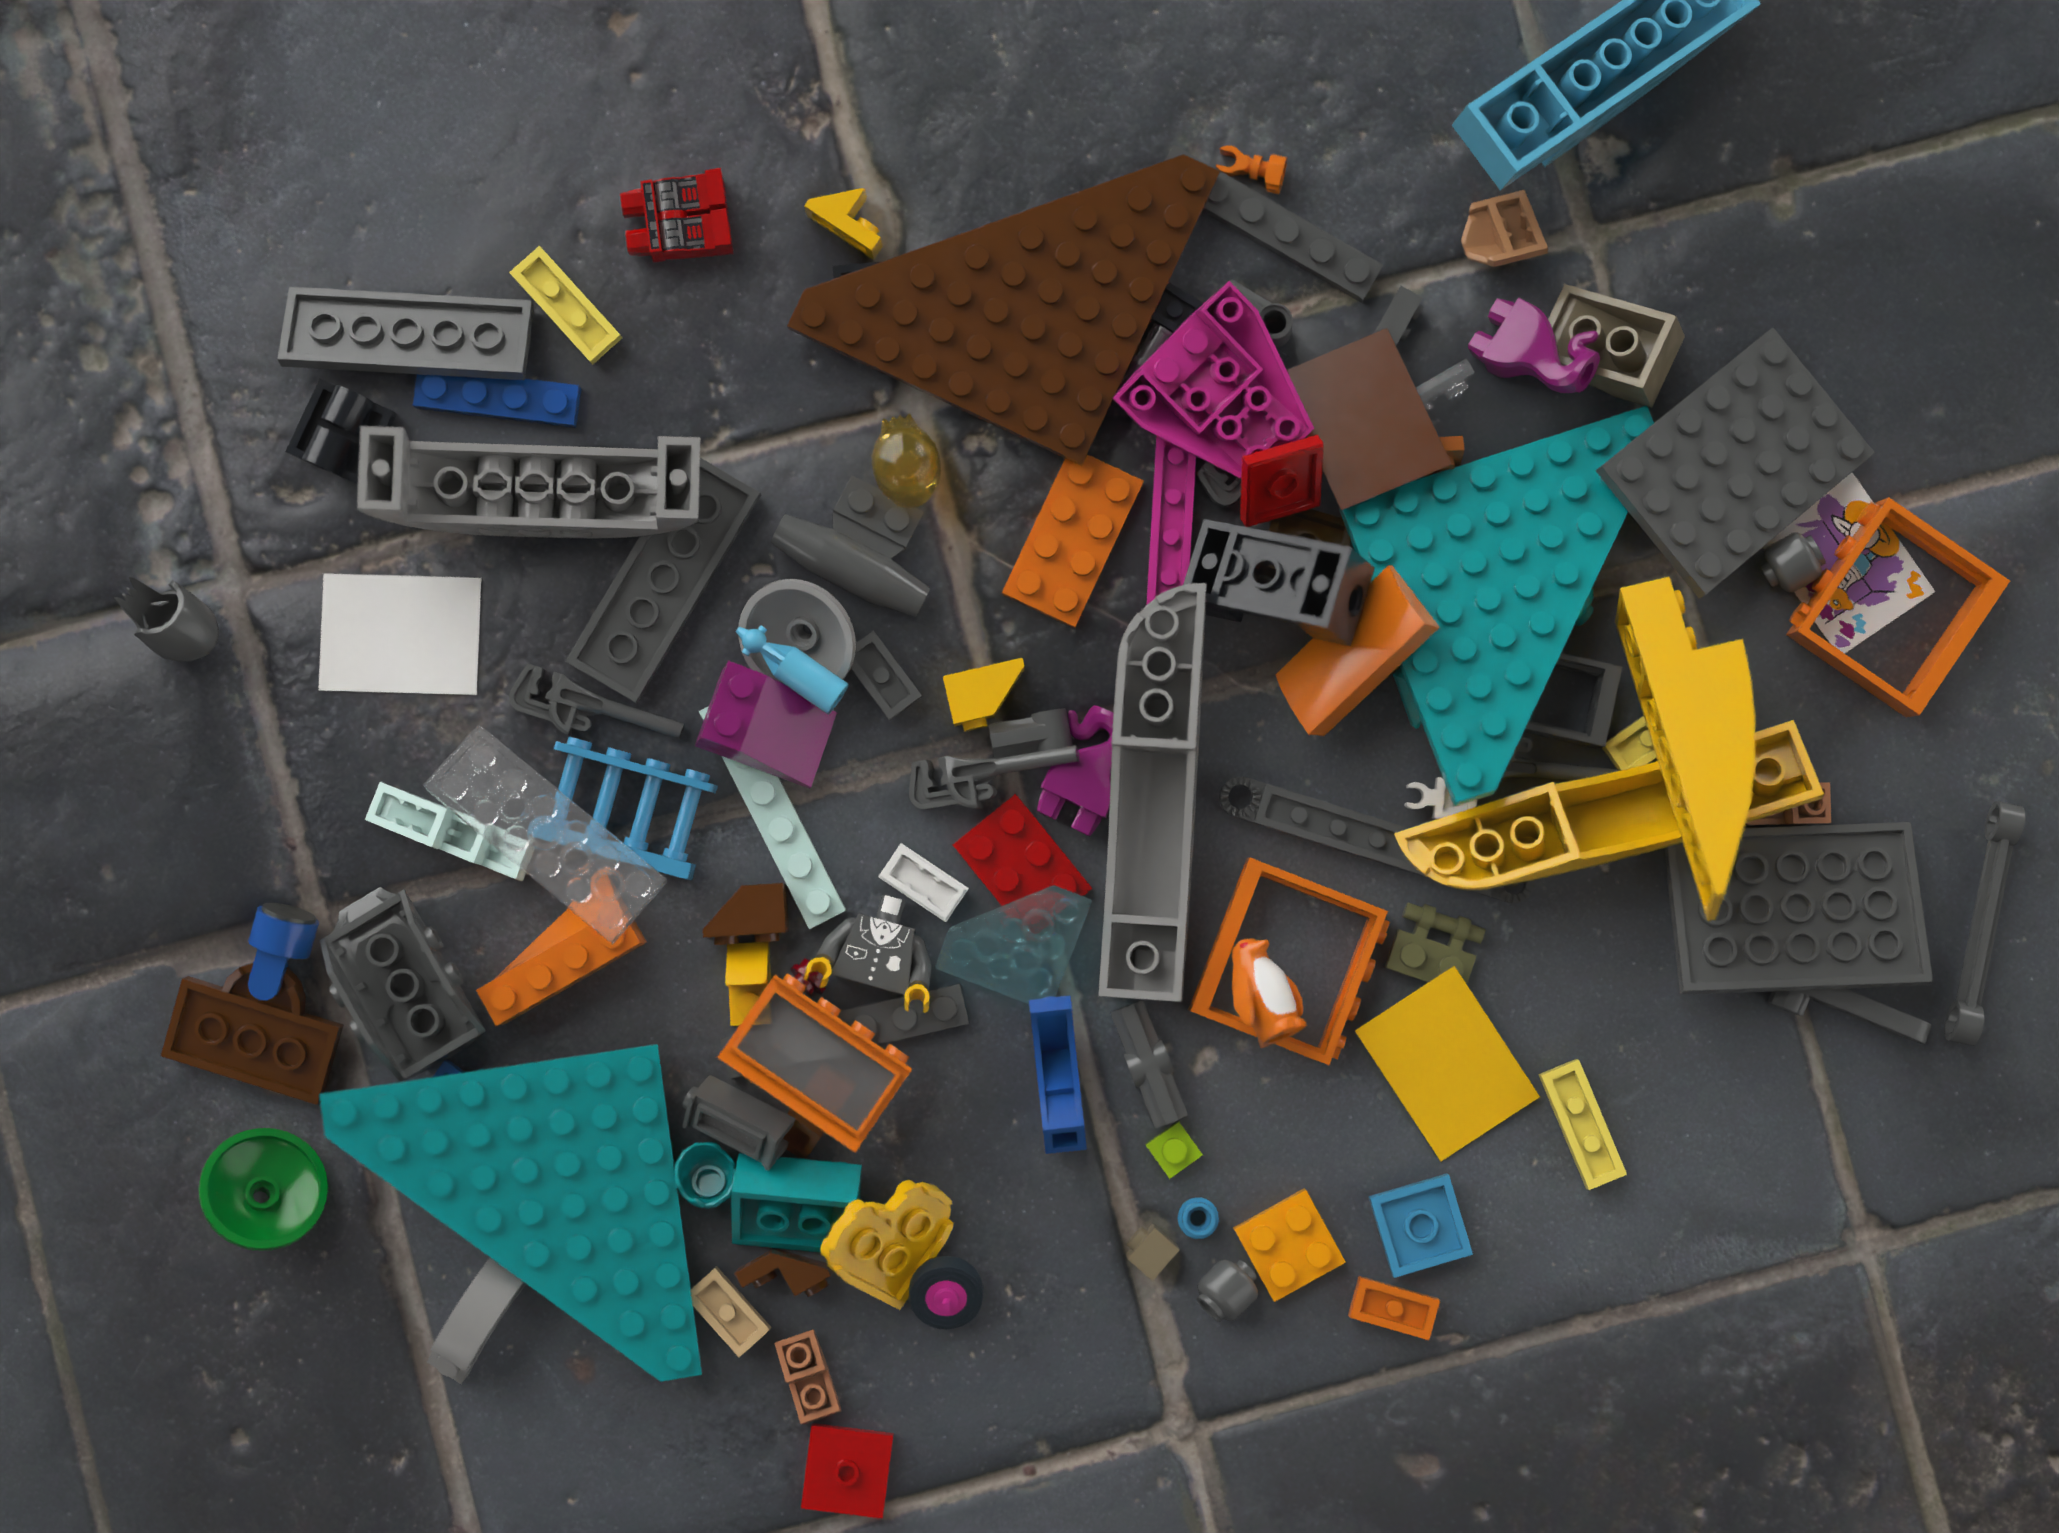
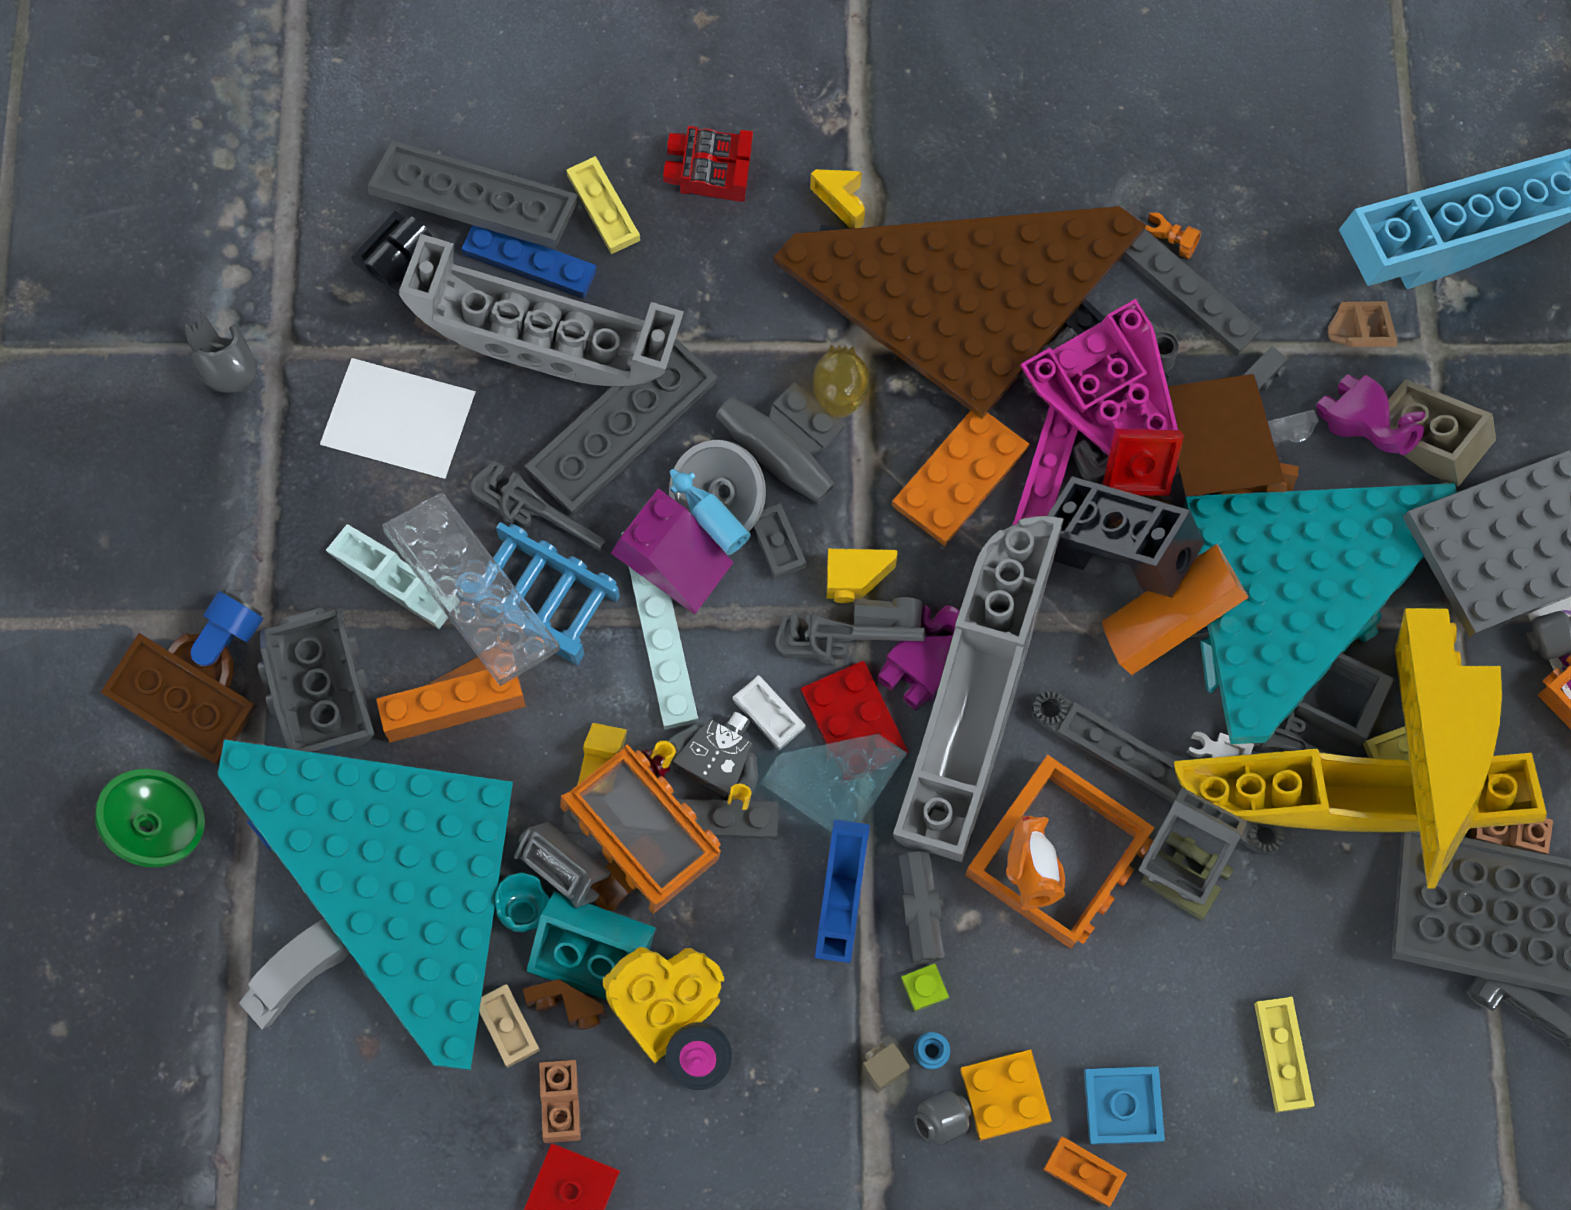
camera: 15 degrees right, 15 degrees down
(750, 911) = (618, 699): reddish brown slope -> none
(1446, 901) = (1208, 818): none -> dark grey window
(1447, 1063) = (1177, 974): yellow sticker -> none

